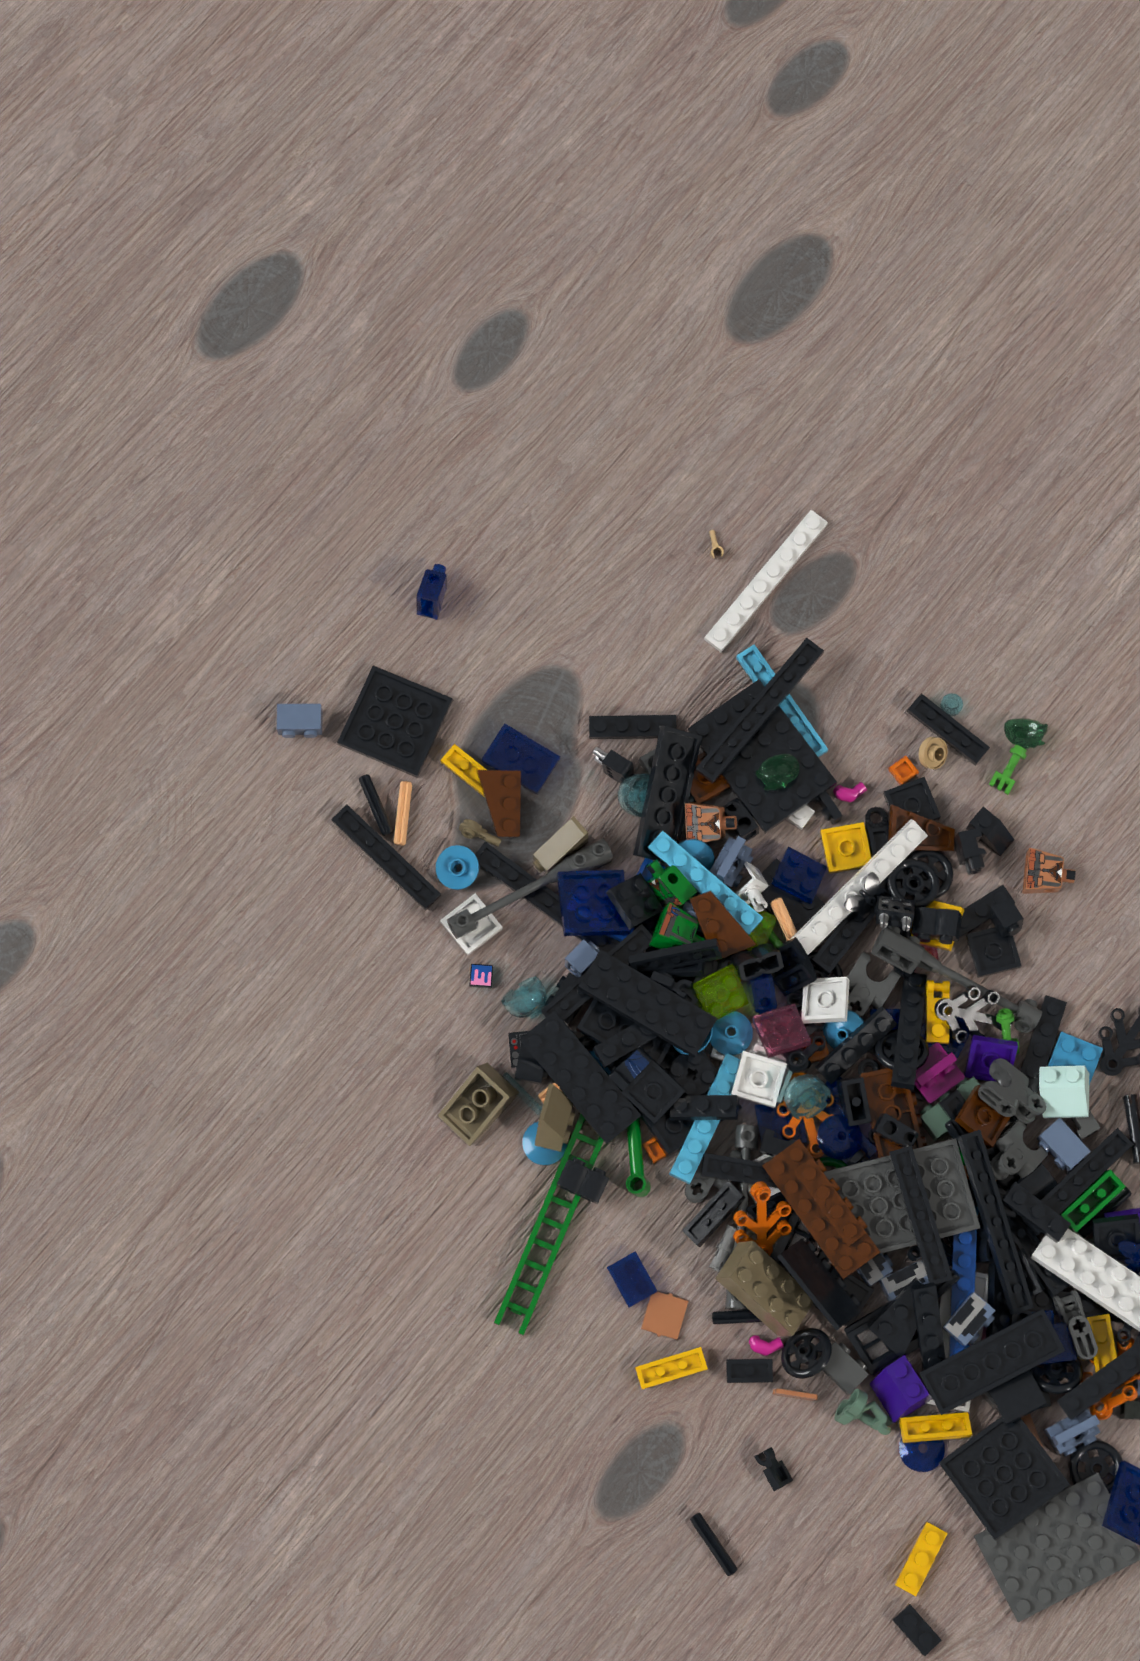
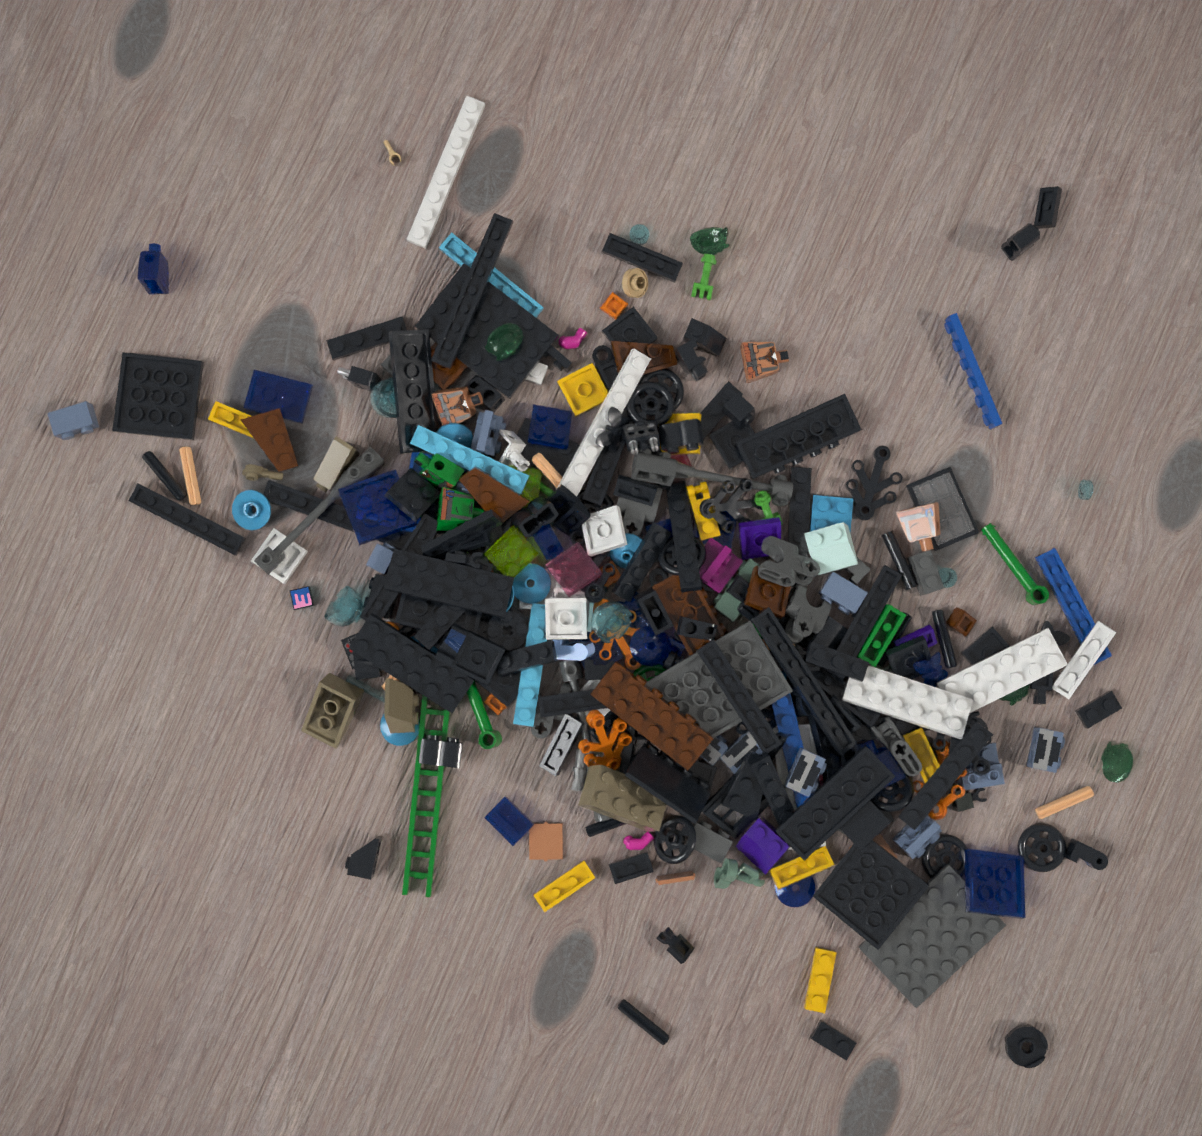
camera: 15 degrees left, 10 degrees up
(464, 1272) = (364, 860): none -> black slope
(757, 1117) = (573, 650): none -> light blue leg
(871, 967) = (635, 490): none -> black plate
(1062, 965) = (798, 437): none -> black plate

